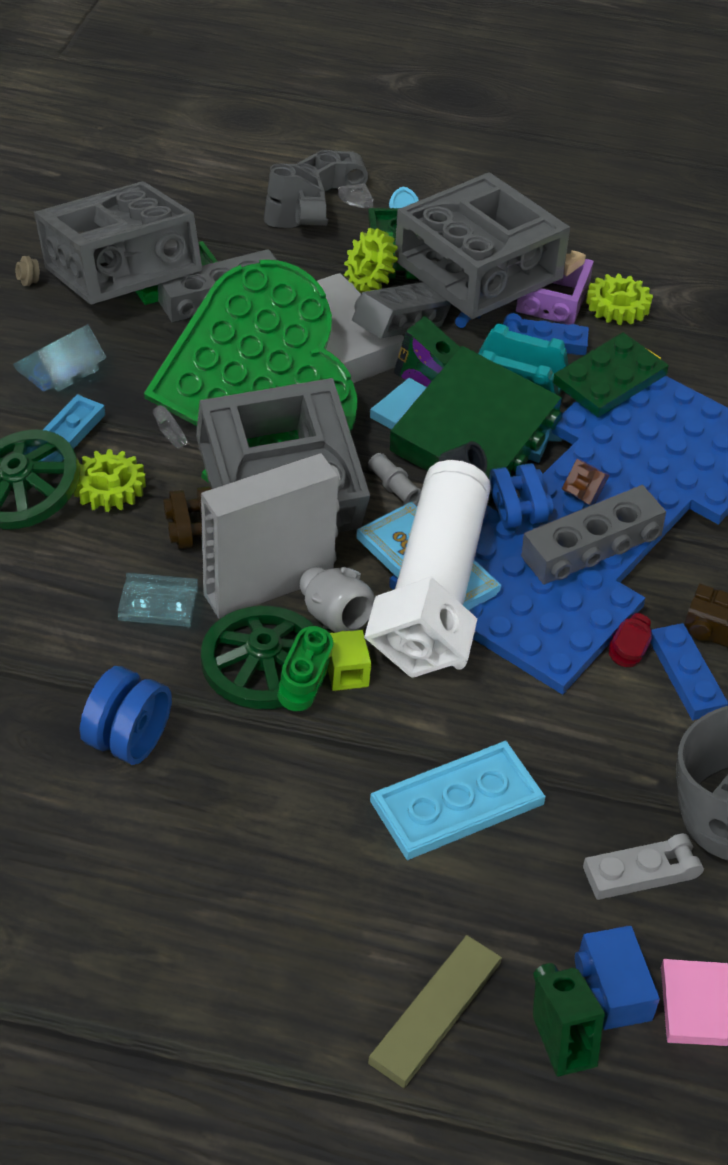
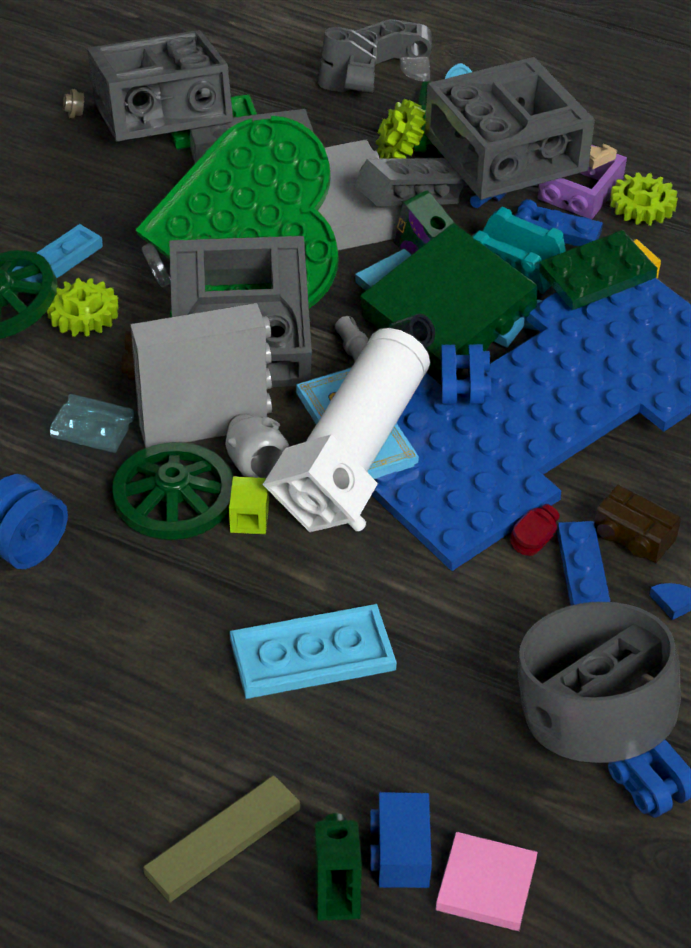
camera: 15 degrees right, 0 degrees up
(62, 360) = (77, 189): clear light blue slope -> none
(305, 668) = (200, 505): green brick -> none
(585, 482) = (534, 370): reddish brown tile -> none
(593, 534) = (523, 421): dark grey brick -> none
(642, 867) = (470, 744): light grey plate -> none

